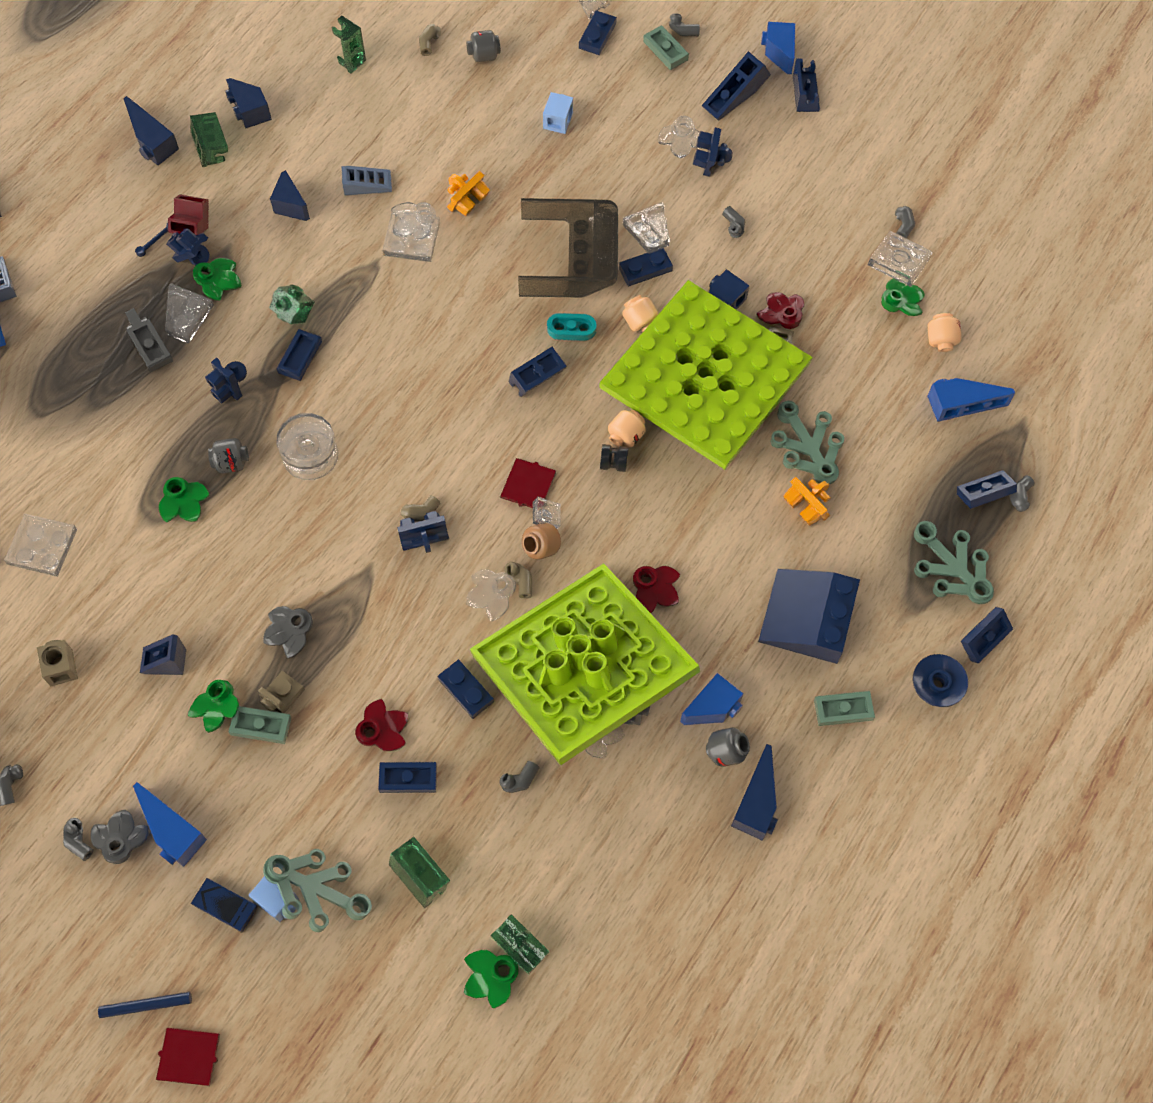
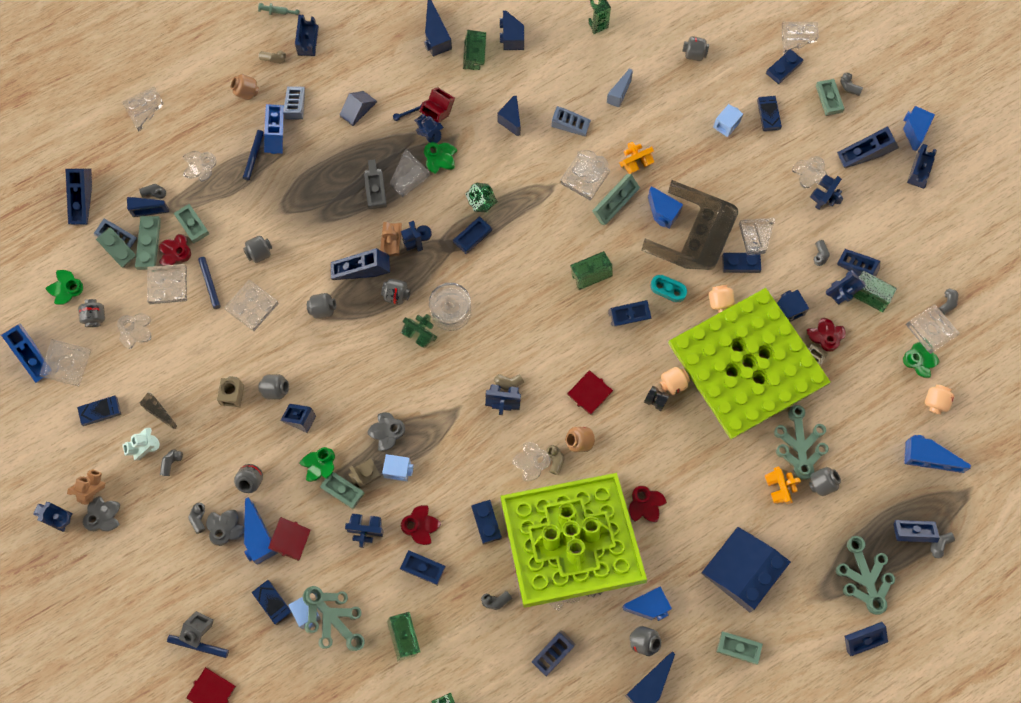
camera: 25 degrees right, 5 degrees up
(20, 472) = (257, 249): none -> dark grey head
(82, 256) = (356, 106): none -> slope
(113, 633) = (273, 386): none -> dark grey head
(127, 759) = (248, 478): none -> dark grey head
(131, 983) = (195, 628): none -> dark grey bracket
(136, 509) = (321, 305): none -> dark grey head
(169, 441) = (361, 265): none -> dark blue slope
(184, 502) = (354, 313): green plate -> none
(195, 396) = (391, 238): none -> medium nougat hips
(214, 813) = (289, 539): none -> dark red piece
(267, 490) = (425, 335): none -> clear green hips
(310, 765) = (355, 526): none -> dark blue hips
(322, 668) = (397, 468): none -> light blue brick
(410, 126) = (618, 92): none -> sand blue slope
(429, 32) = (657, 26): dark tan arm -> none
(462, 248) = (616, 199): none -> sand green plate
(468, 340) = (591, 270): none -> clear green hinge
(524, 236) = (663, 207): none -> blue slope
(546, 512) = (592, 419): clear plate -> none
(603, 89) = (769, 113): none -> dark blue tile
(628, 789) = (566, 640): none -> dark blue slope
(781, 247) = (845, 288): none -> dark blue hips
(797, 224) = (862, 259): none -> dark blue slope
(813, 242) = (876, 292): none -> clear green hinge
(856, 474) = (825, 481): none -> dark grey head
(948, 672) = (826, 655): dark blue dish -> none

